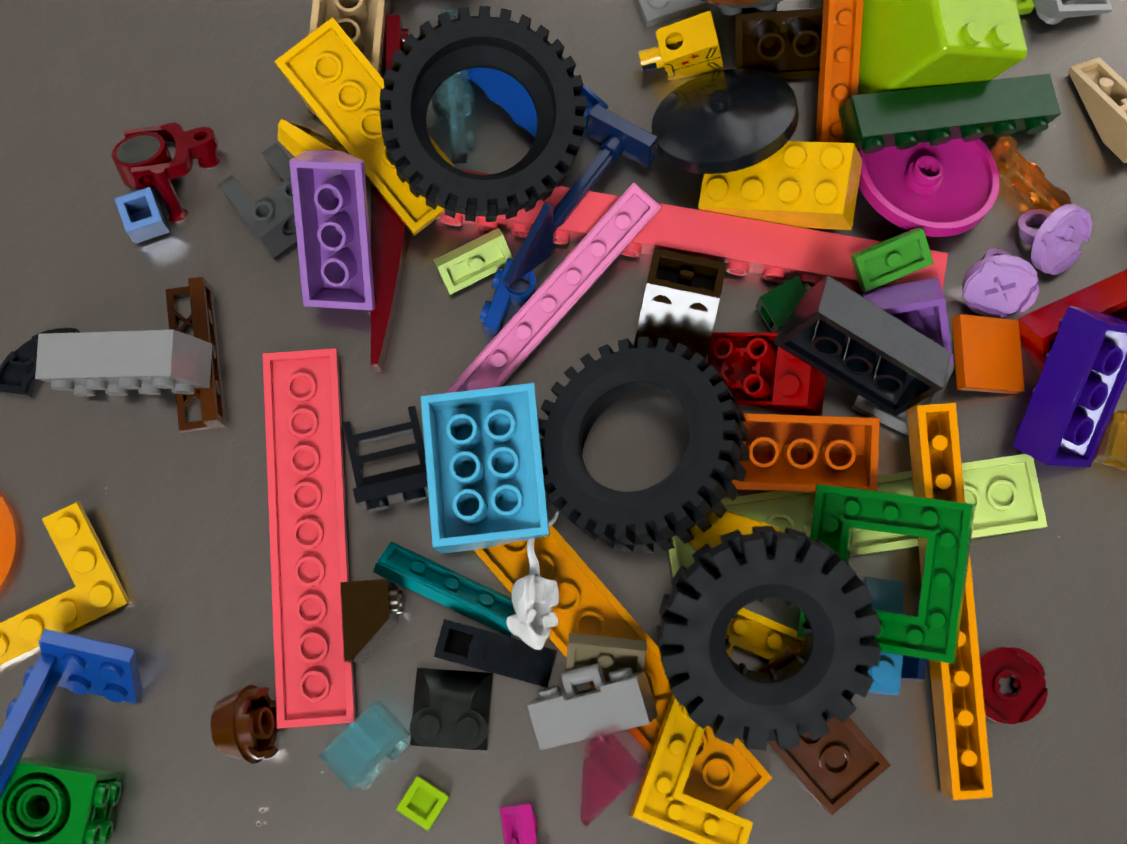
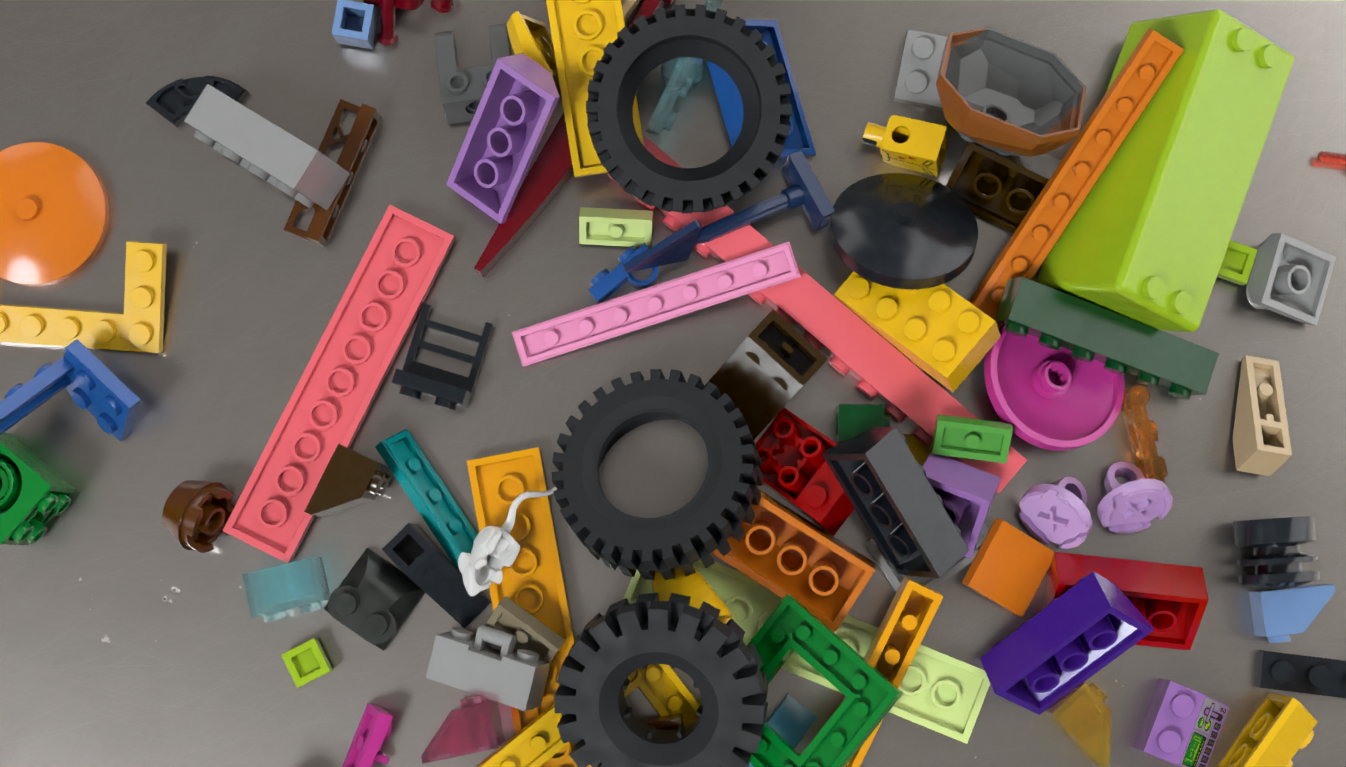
camera: 30 degrees right, 5 degrees up
(484, 468) = (514, 415): medium azure slope -> none

